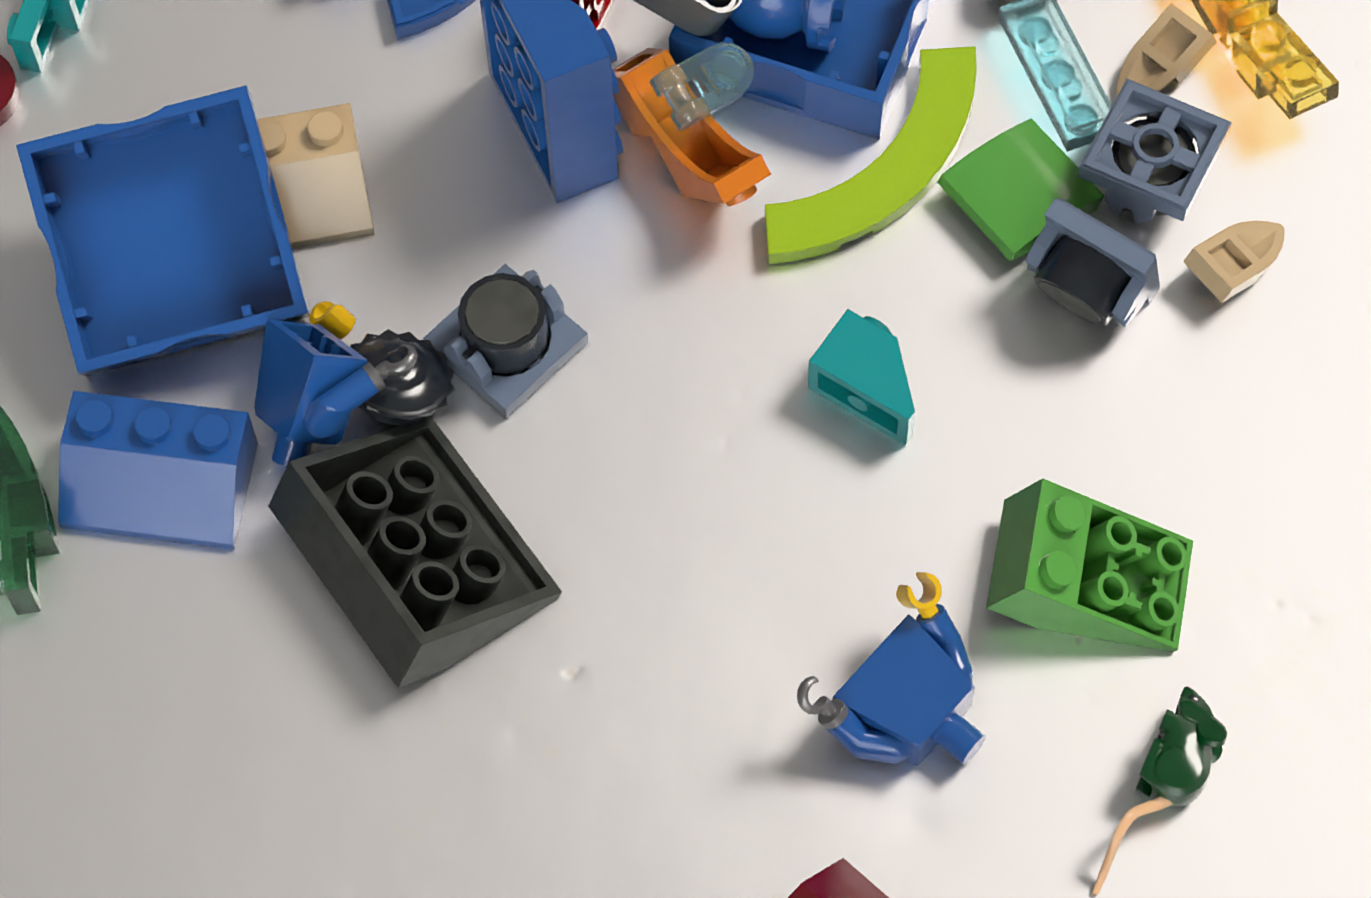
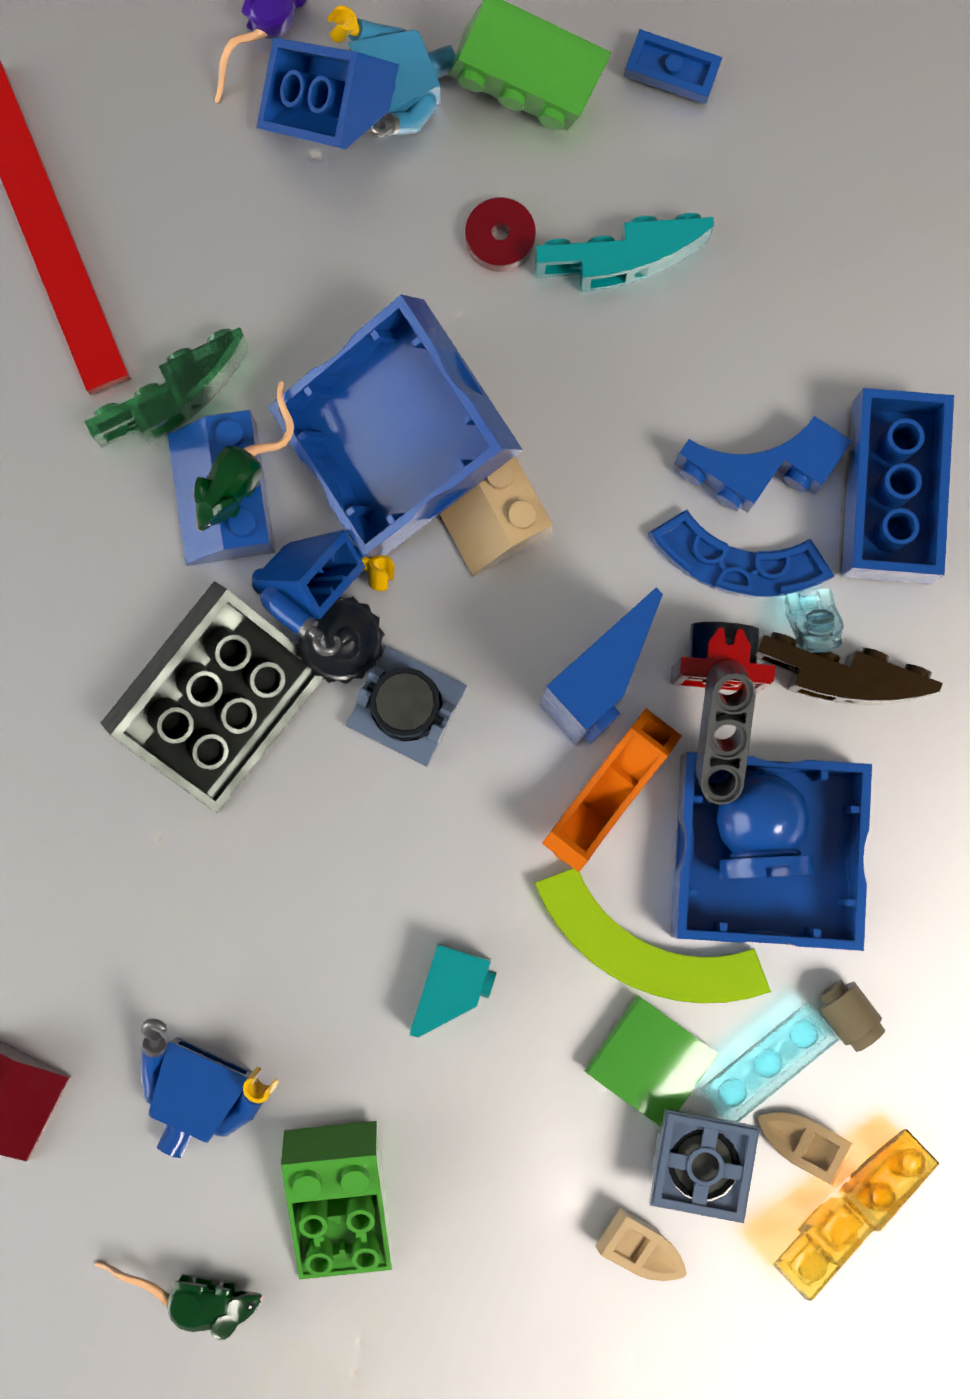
camera: 70 degrees right, 20 degrees up
(153, 413) = (234, 476): none -> dark green animal
(719, 73) = (661, 804): clear light blue plate -> none
(1092, 267) = (583, 1141): piece -> none

